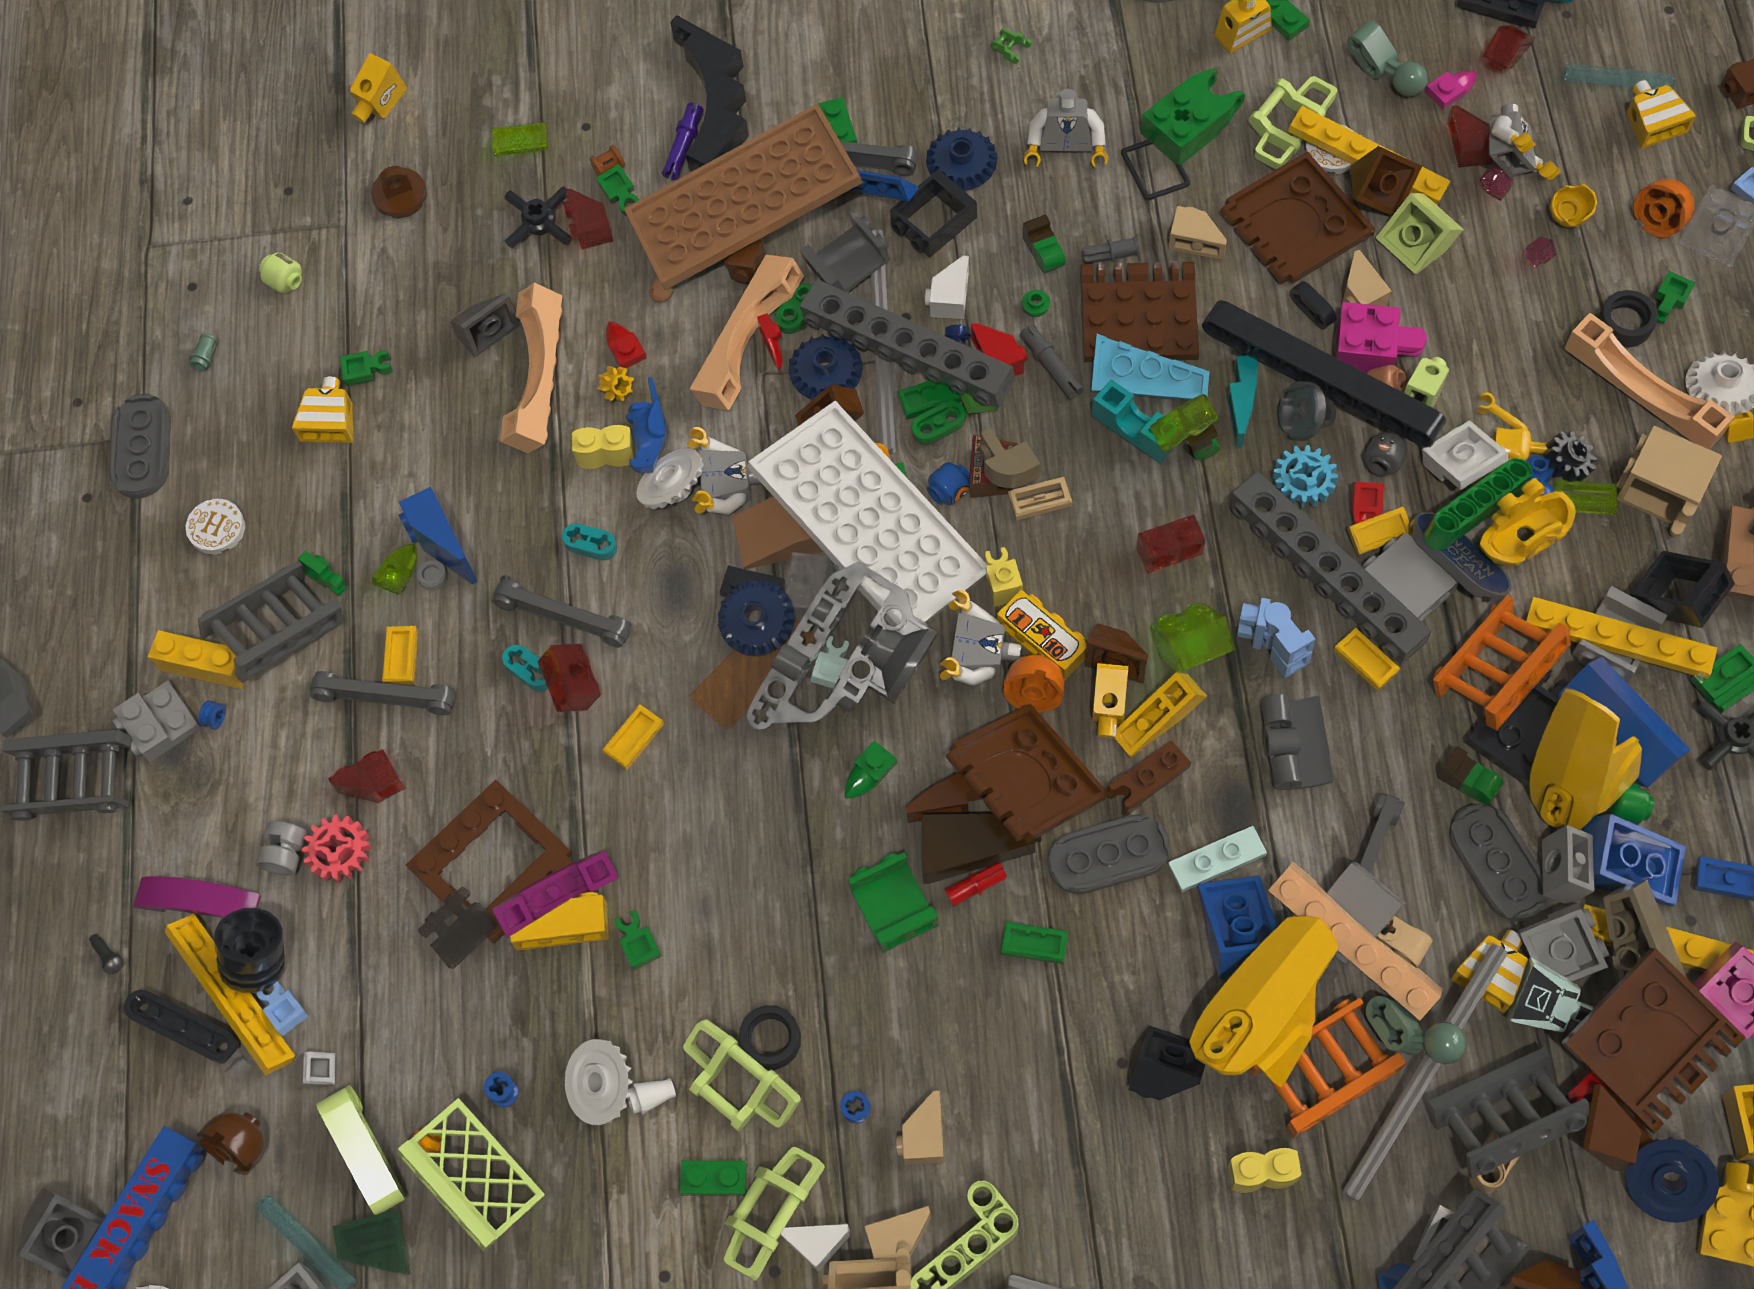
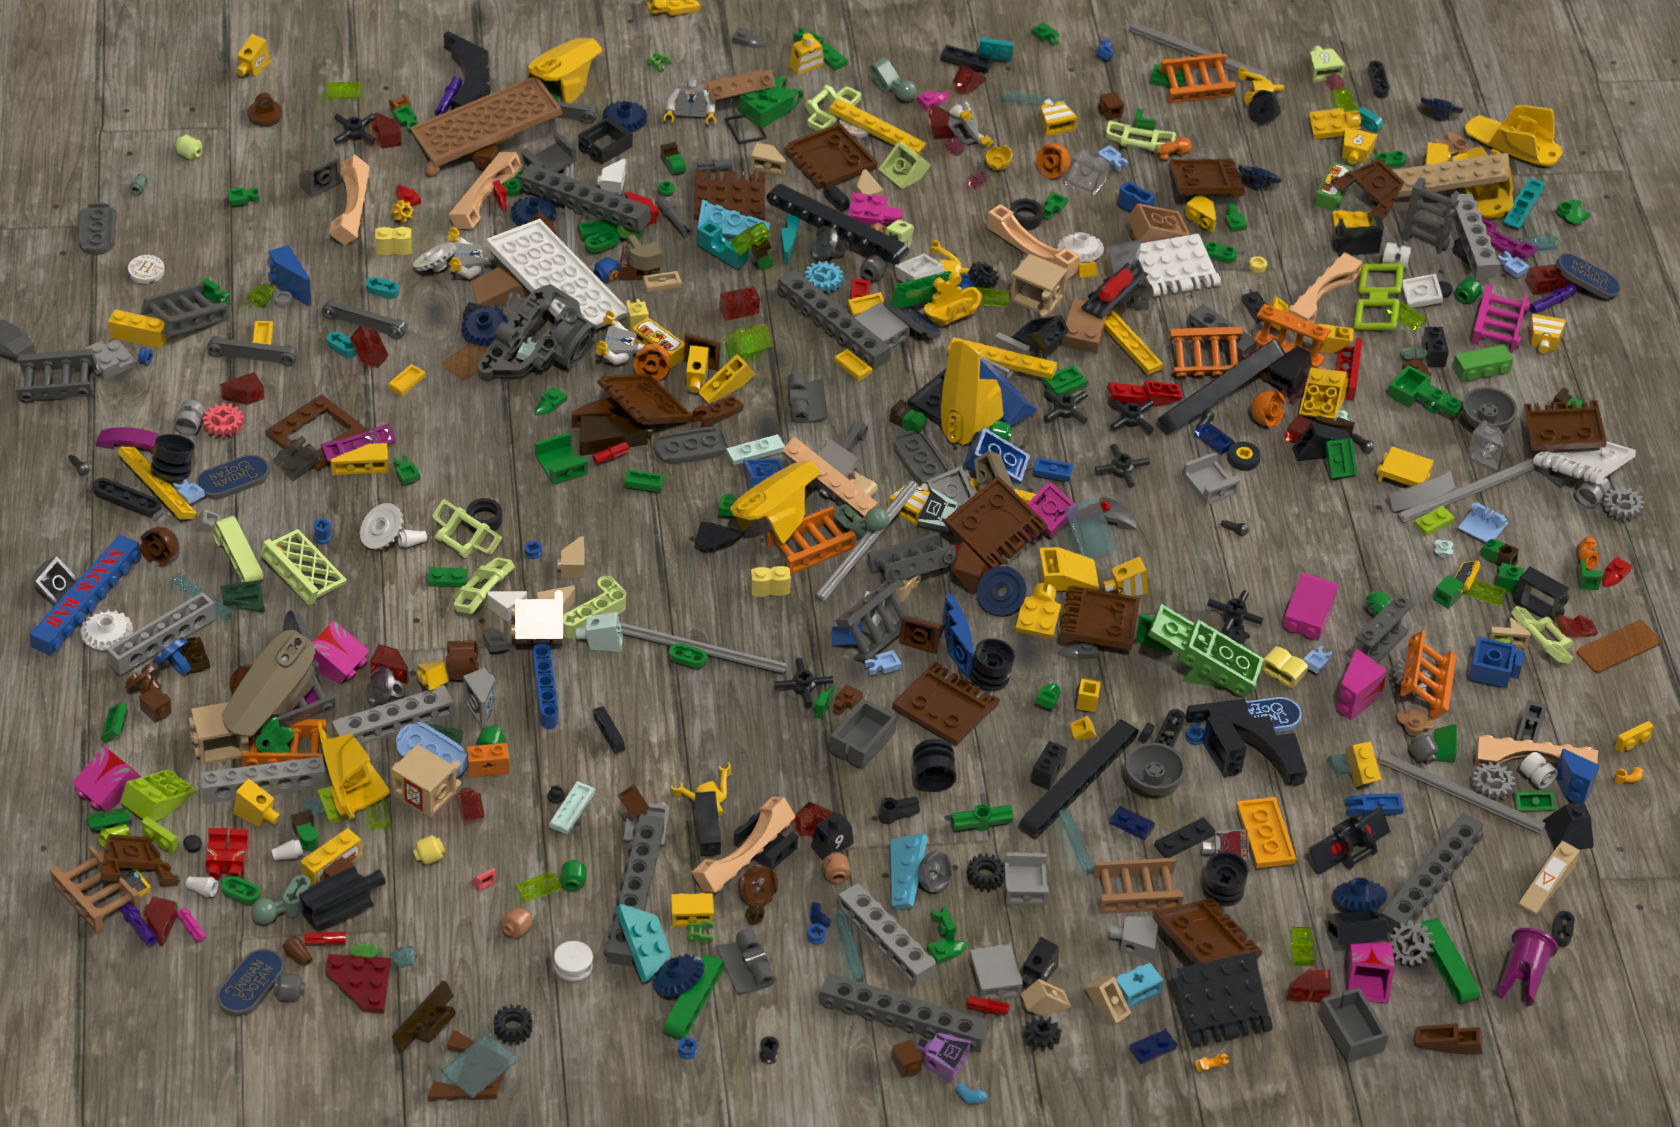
camera: 10 degrees left, 20 degrees down
(325, 414) = (217, 217): yellow torso -> none
(354, 968) = (233, 476): none -> tile
(647, 432) = (421, 234): blue animal -> none
(864, 73) = (568, 64): none -> yellow piece
(885, 186) = (576, 121): blue slope -> none
(1139, 91) = (739, 84): none -> medium nougat fence
(1180, 991) = (725, 504): none -> green plate
(1272, 628) = (799, 346): light blue hips -> none
(1383, 179) = (882, 135): reddish brown slope -> none
(1515, 686) = (933, 375): orange fence -> none
(1568, 865) = (958, 453): light grey brick -> none

